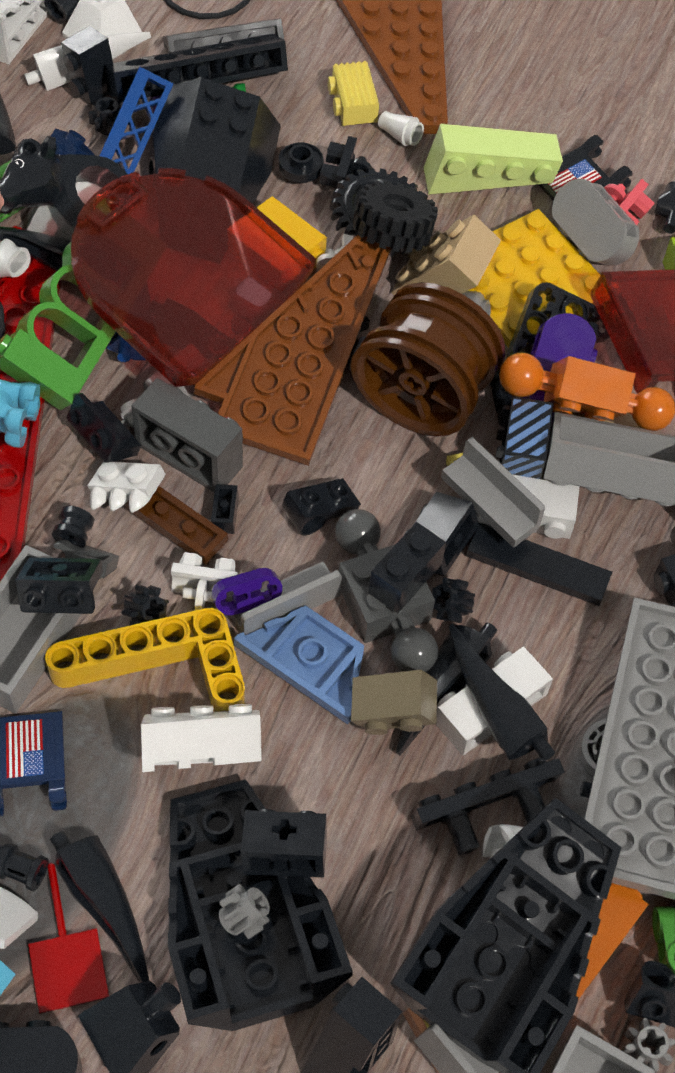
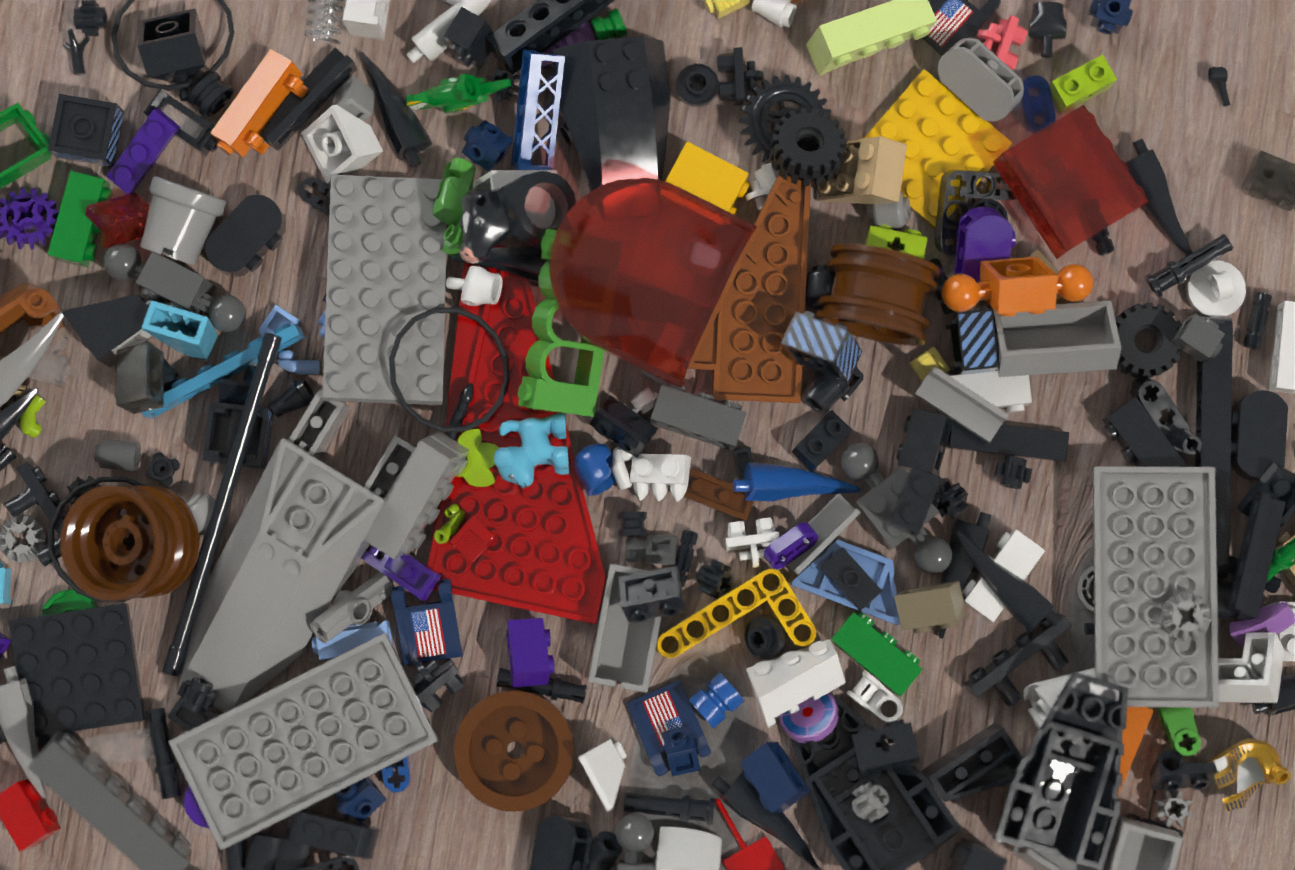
camera: 10 degrees left, 25 degrees up
(27, 790) = (681, 751): none -> dark blue bracket
(53, 108) = (456, 93): none -> green animal
(53, 461) = (594, 468): none -> blue hair
(81, 471) = (619, 468): none -> white arm
(95, 740) = (716, 700): none -> blue wheel
(118, 581) = (685, 554): none -> black axle
(131, 848) = (774, 777): none -> dark blue brick
(181, 685) = (764, 637): none -> black plate
(202, 788) = (812, 720): none -> medium lavender tile
(260, 530) = (779, 482): none -> blue piece
(291, 790) = (874, 697): none -> white piece
(307, 648) = (851, 579): none -> black plate
(312, 744) = (877, 653): none -> green brick
(349, 388) = (822, 346): none -> black container
(349, 447) = (826, 391): none -> black piece
(392, 908) = (975, 765): none -> black wedge
(535, 592) = (1013, 472): none -> black gear
(650, 255) = (1037, 105): none -> clear blue plate

